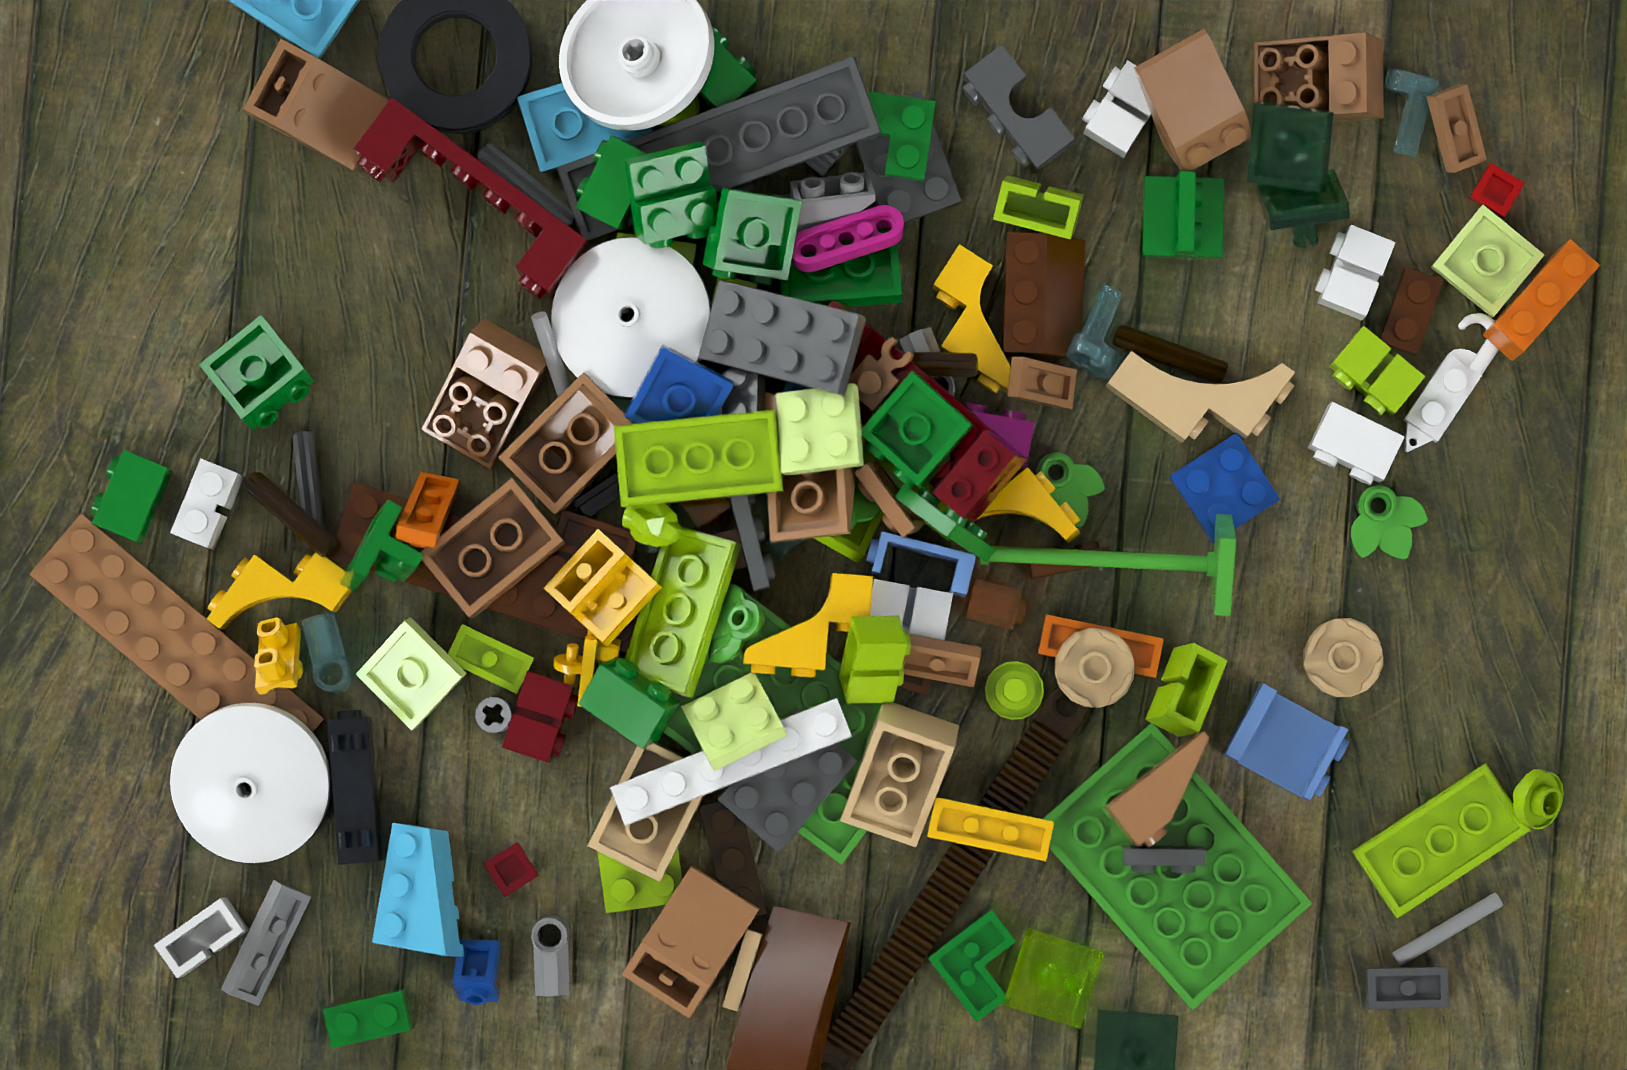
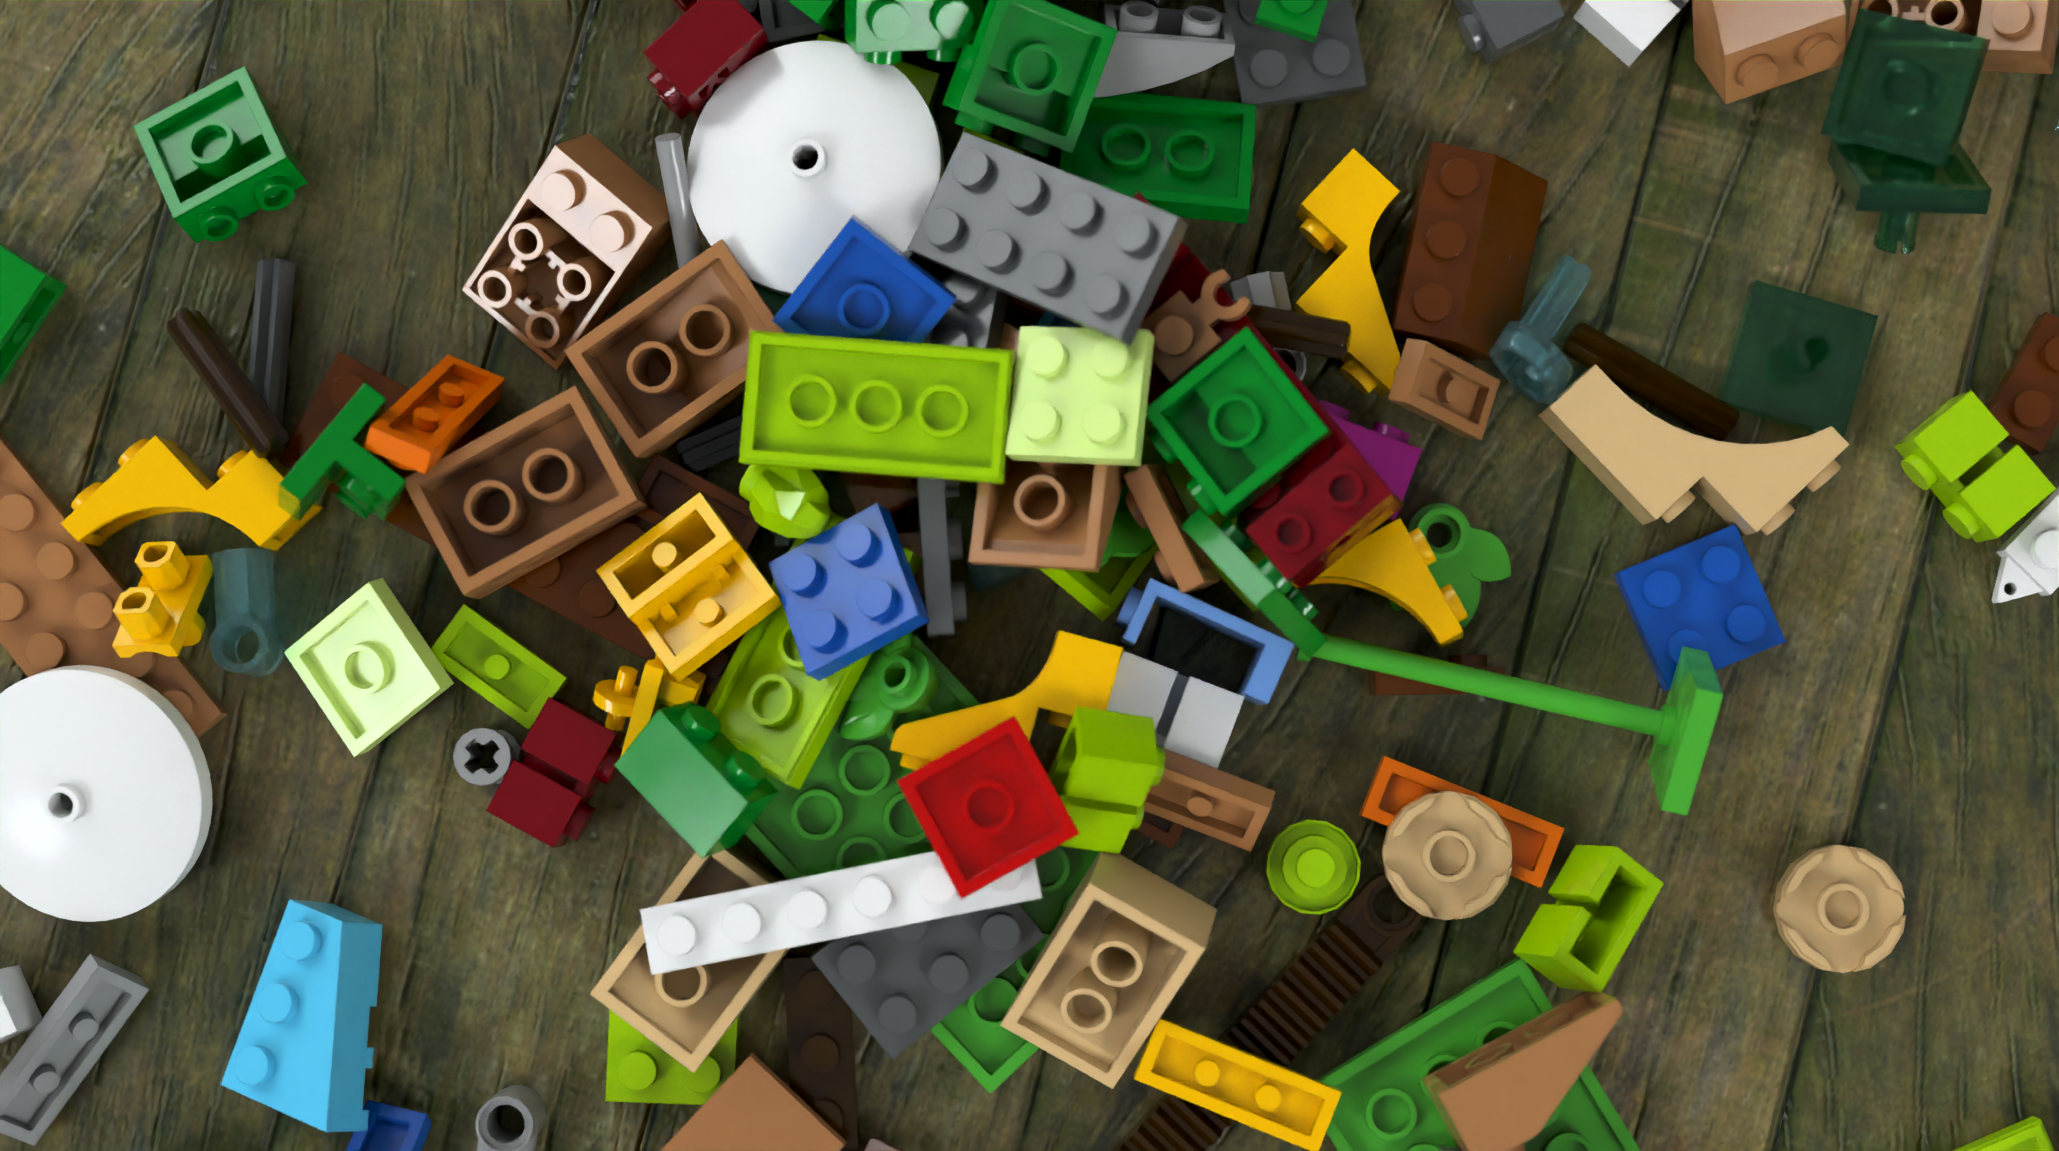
camera: 15 degrees right, 0 degrees up
(197, 515) = (102, 318): white piece -> none
(354, 788) = (246, 833): black brick -> none
(511, 869) = (469, 1004): dark red plate -> none
(700, 573) = (848, 592): none -> plate
(734, 721) = (856, 841): yellowish green plate -> none
(809, 686) = (988, 807): none -> red plate
(859, 228) = (1199, 95): dark pink plate -> none
(996, 605) = (1308, 726): clear orange brick -> none
(1047, 212) = (1465, 107): lime piece -> none
(1183, 216) = (1708, 171): green bracket -> none
(1258, 323) = (1797, 358): none -> clear green tile
(1286, 743) = (1729, 1030): medium blue panel -> none
(1354, 272) = (1959, 314): white piece -> none
(1355, 443) = (1921, 575): white brick -> none
(1387, 529) = (1947, 718): bright green plate -> none

